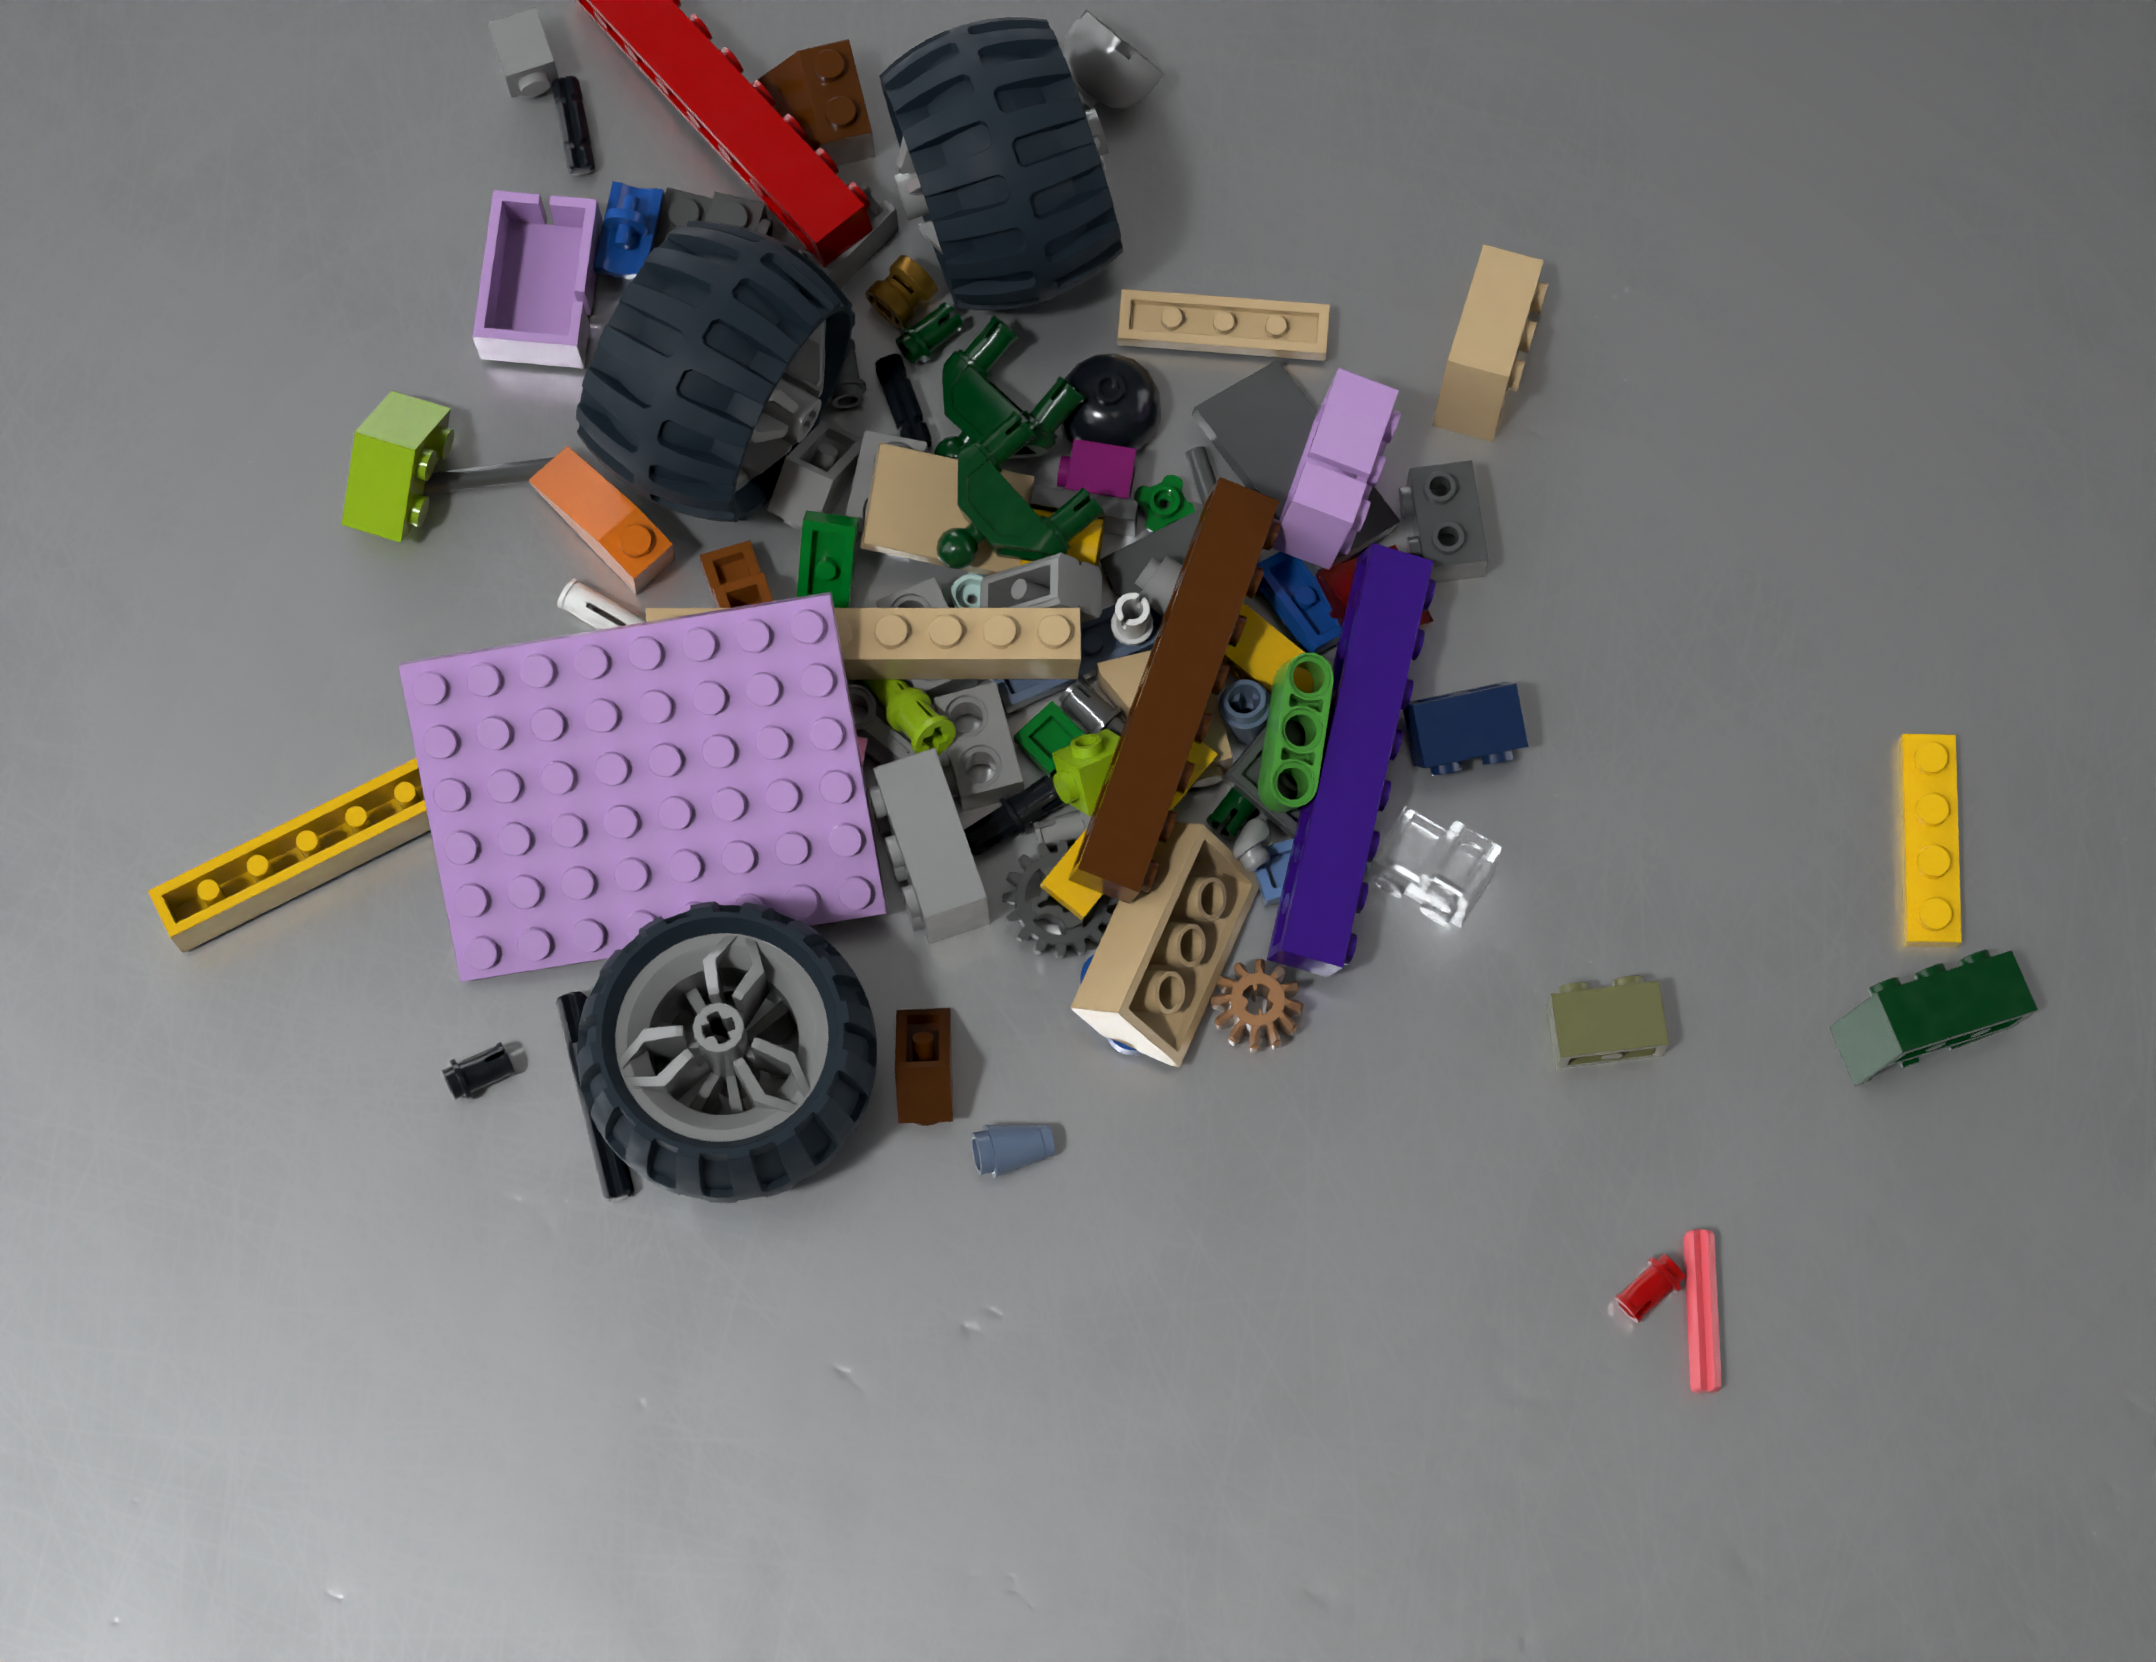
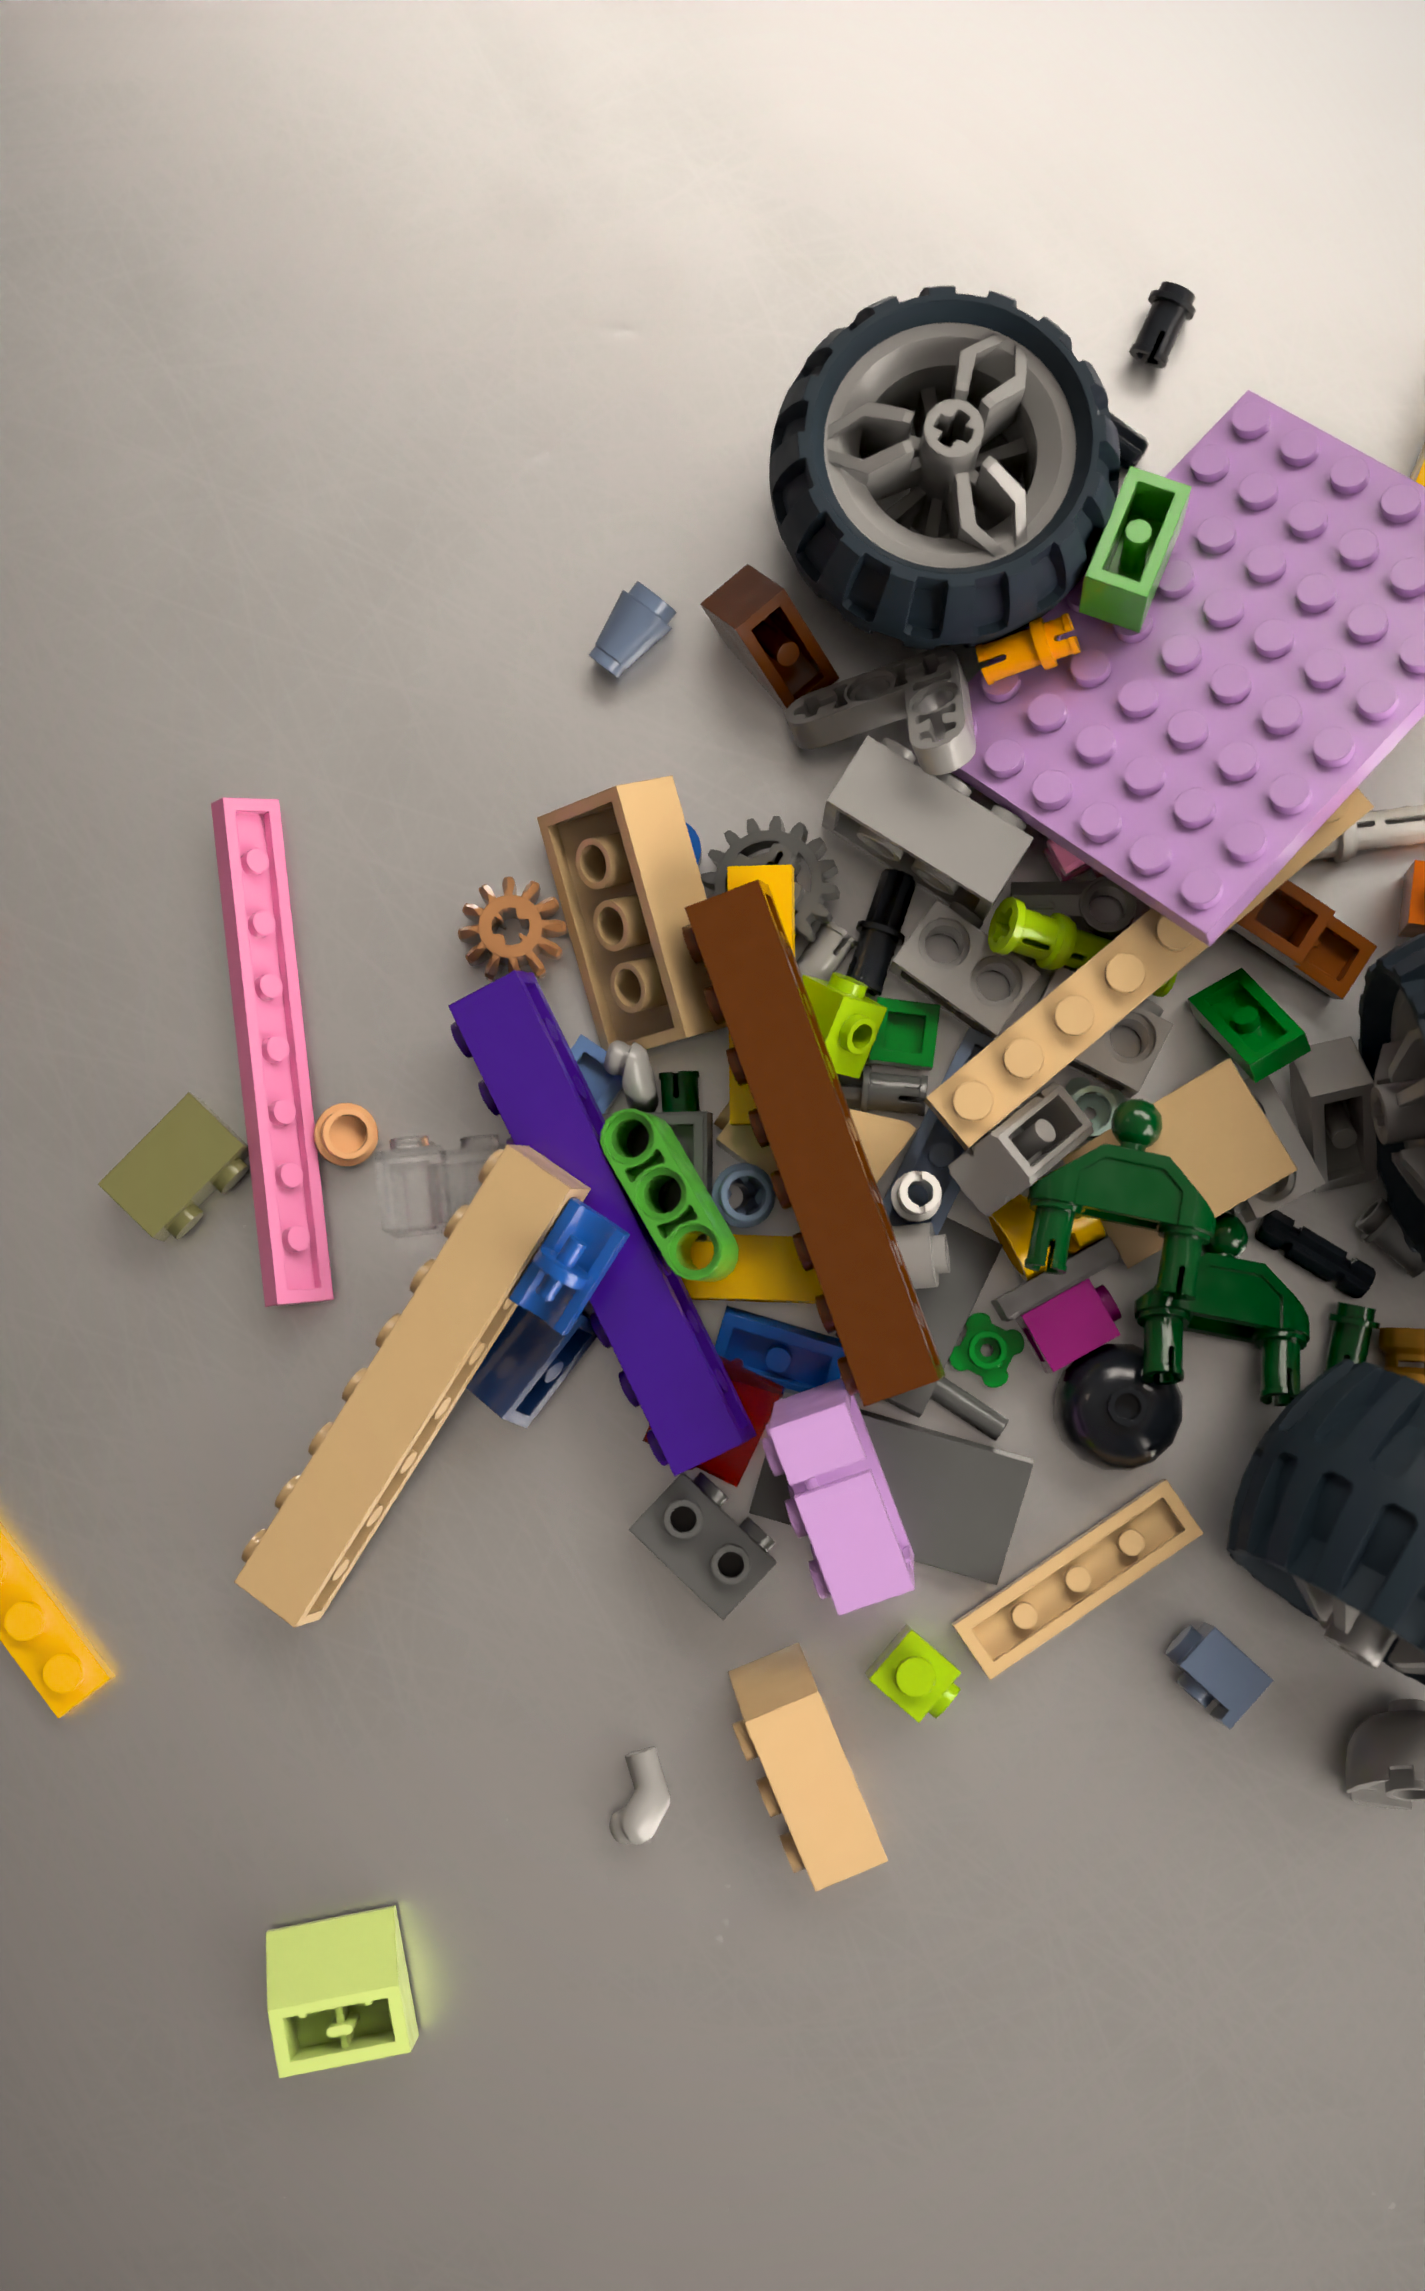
camera: 140 degrees right, 10 degrees up
(652, 890) = (1134, 549): none -> bright green brick
(760, 890) = (1028, 648): none -> light orange pin
(862, 931) = (923, 688): none -> light grey beam
(1183, 202) = (1217, 1672): none -> sand blue brick
(1376, 342) = (915, 1675): none -> lime brick
(1397, 727) = (569, 1266): none -> blue hips
(1475, 961) = (345, 1134): none -> light nougat plate
(1481, 1054) = (272, 1052): none -> bright pink plate
(1558, 748) = (407, 1388): none -> tan brick
(1606, 398) = (648, 1803): none -> light grey arm
(1895, 428) = (338, 1992): none -> yellowish green slope

